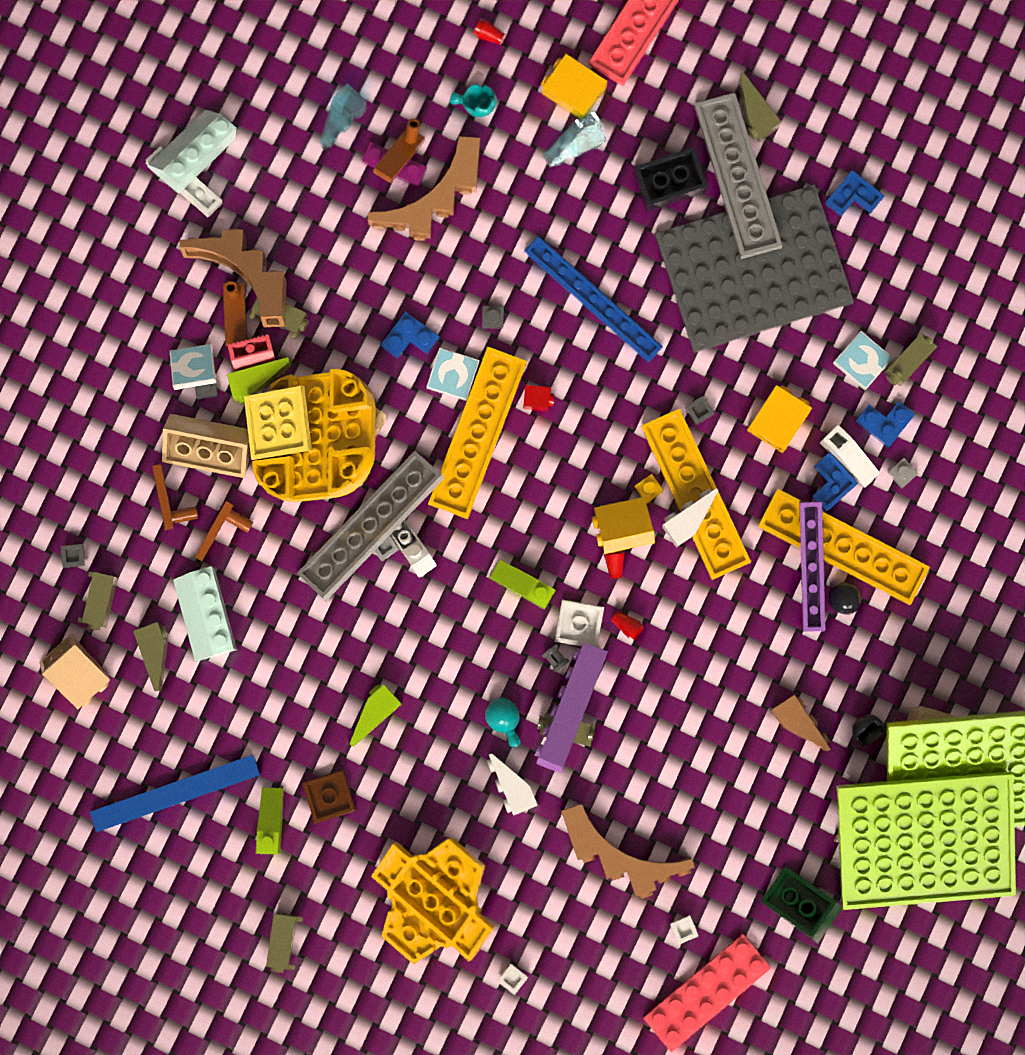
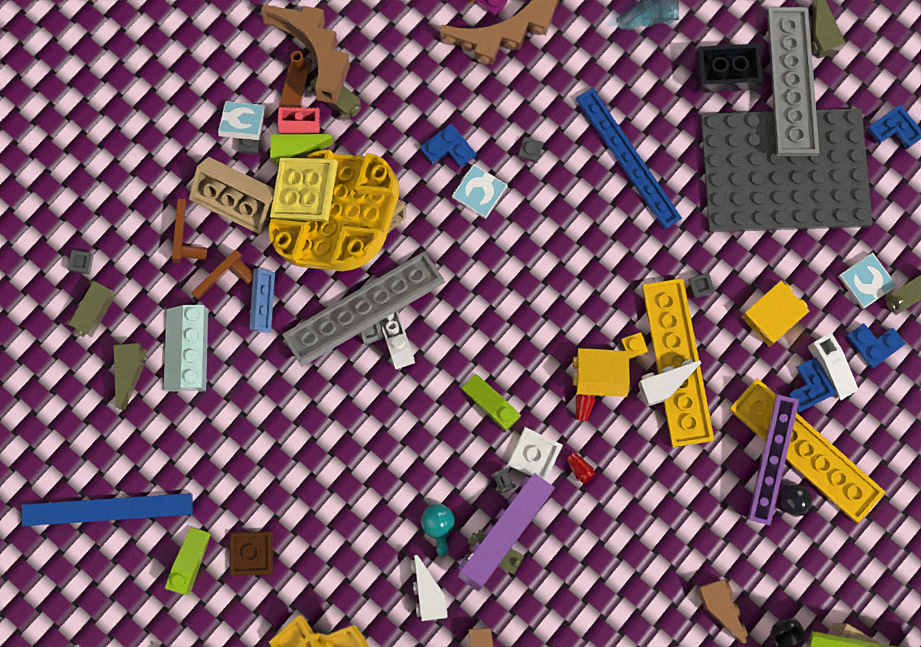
camera: 15 degrees right, 5 degrees down
(74, 672) = (48, 369): tan slope -> none
(267, 545) = (262, 300): none -> medium blue plate
(376, 710) = (319, 483): lime slope -> none
(478, 432) = (487, 250): yellow plate -> none
(538, 398) = (552, 233): red brick -> none
(902, 473) = (880, 396): light grey plate -> none

